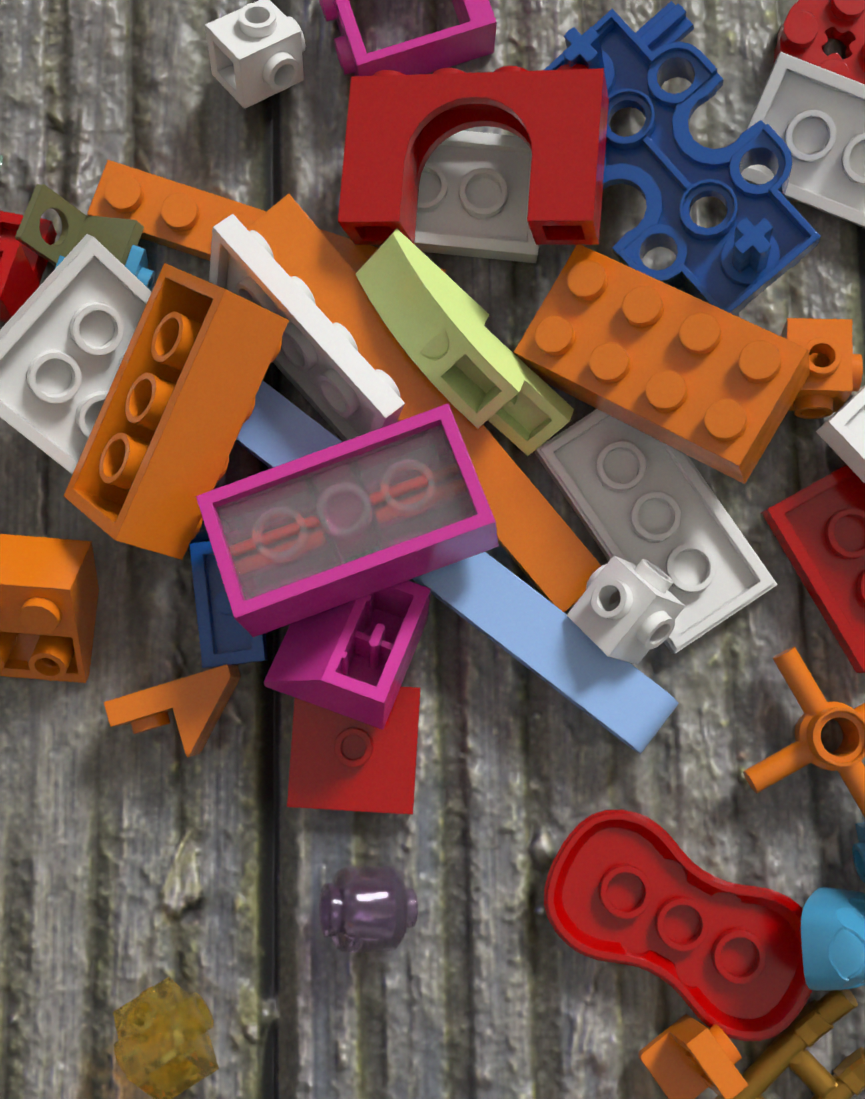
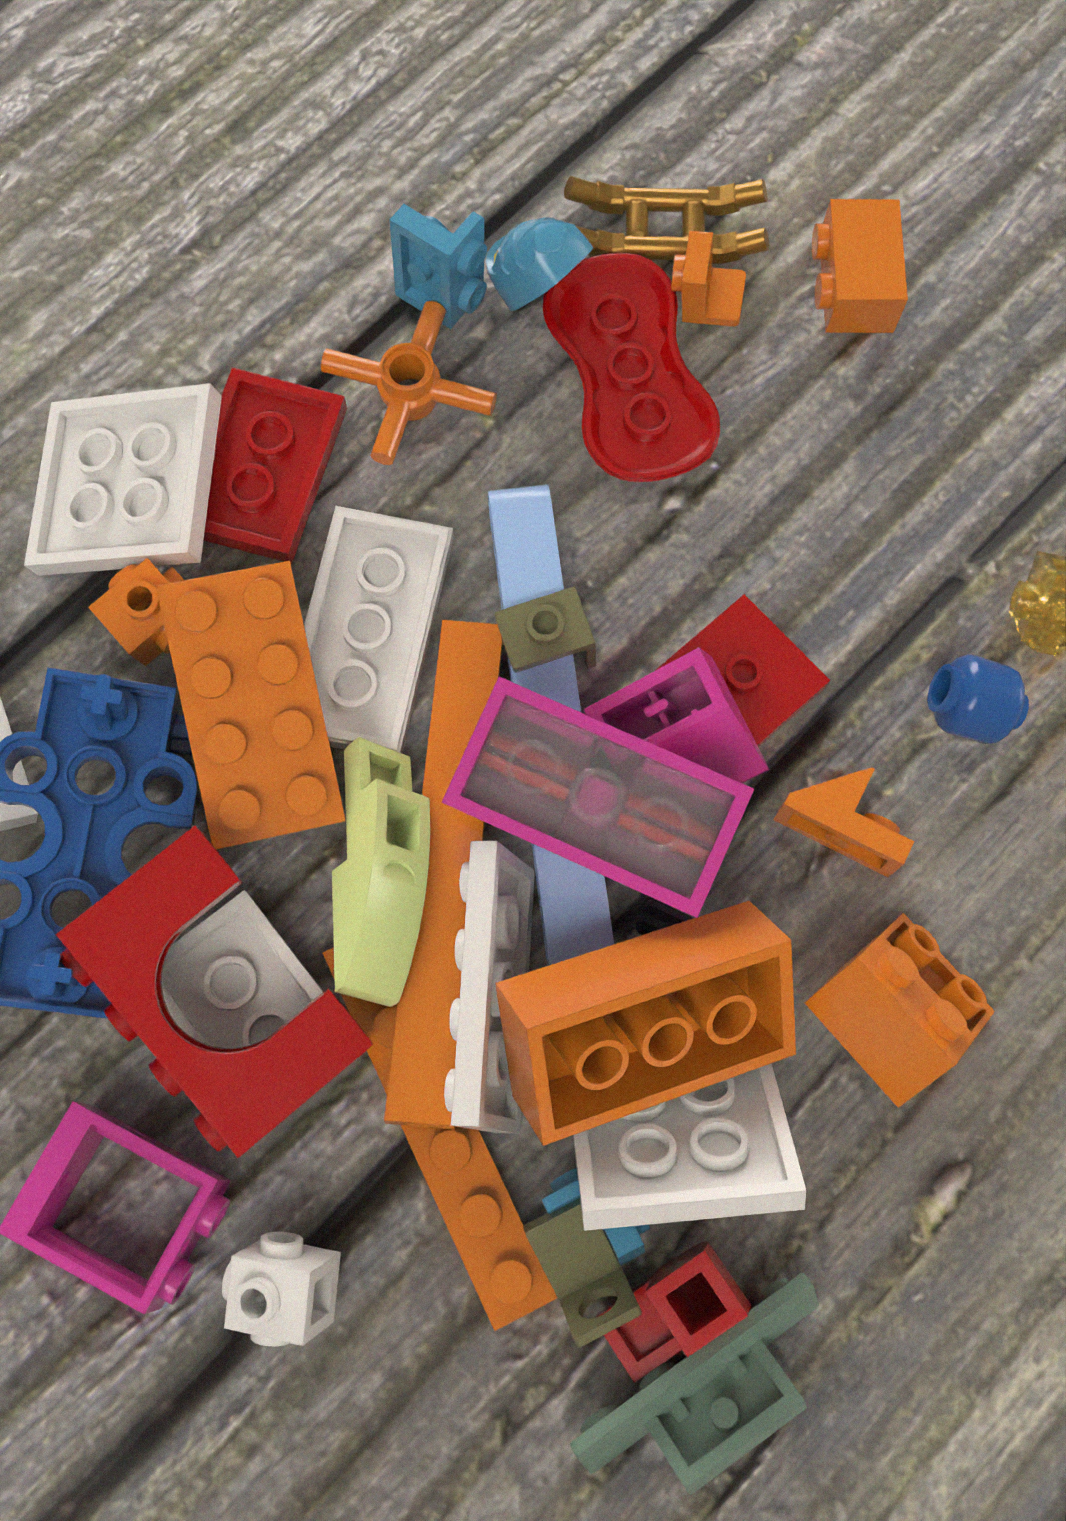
camera: 140 degrees left, 10 degrees down
(163, 897) = (978, 699): none -> blue head
(220, 634) = (752, 855): blue plate -> none
(367, 909) = (836, 561): clear purple head -> none
(519, 628) = (546, 630): none -> olive bracket
(627, 609) = (458, 572): white brick -> none

